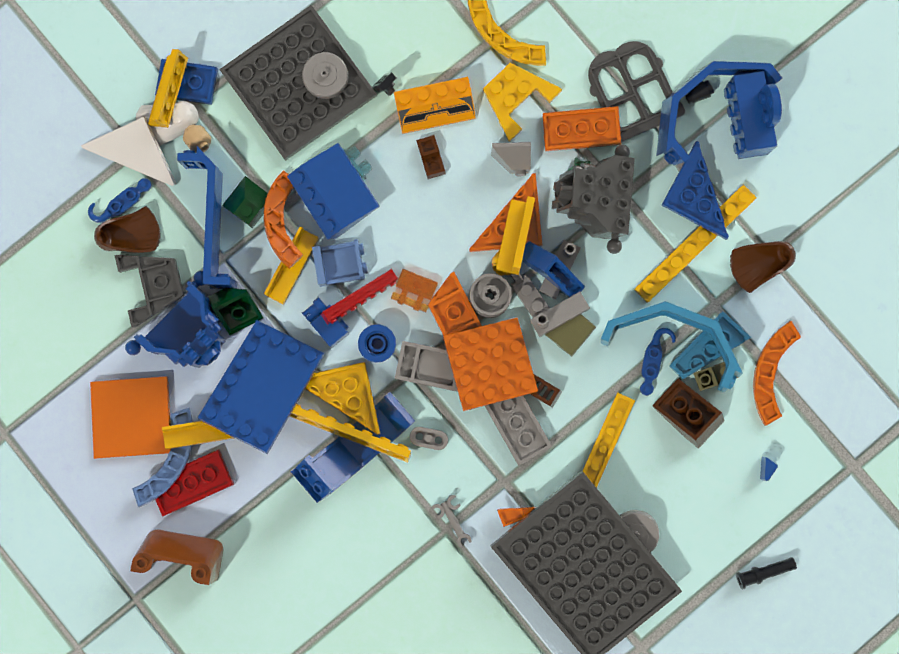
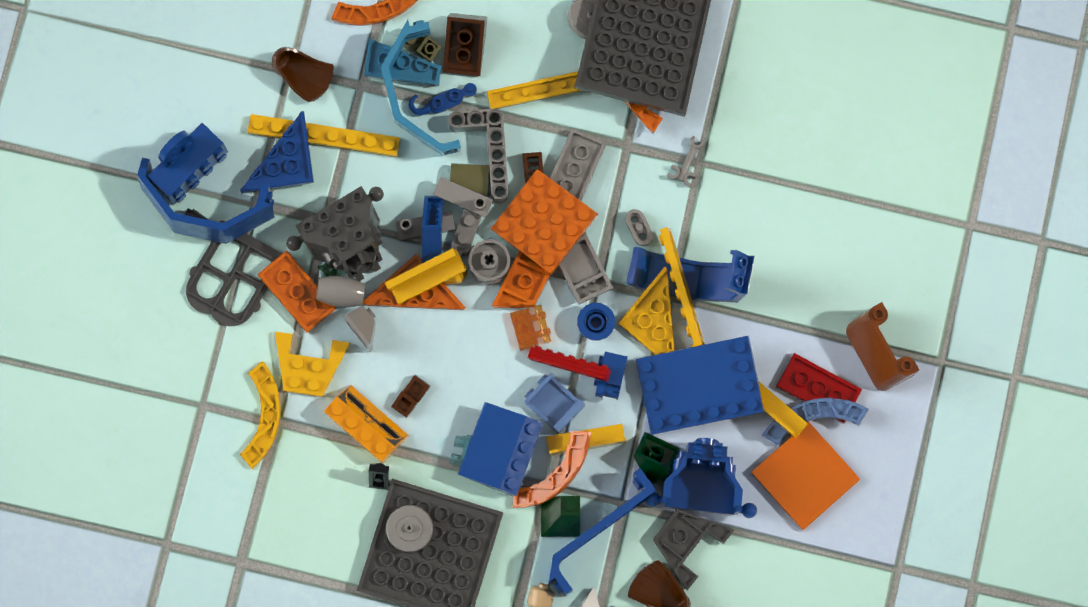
camera: 135 degrees left, 5 degrees down
(555, 159) = (340, 291): none -> light grey piece
(580, 377) = (493, 146): none -> light grey beam

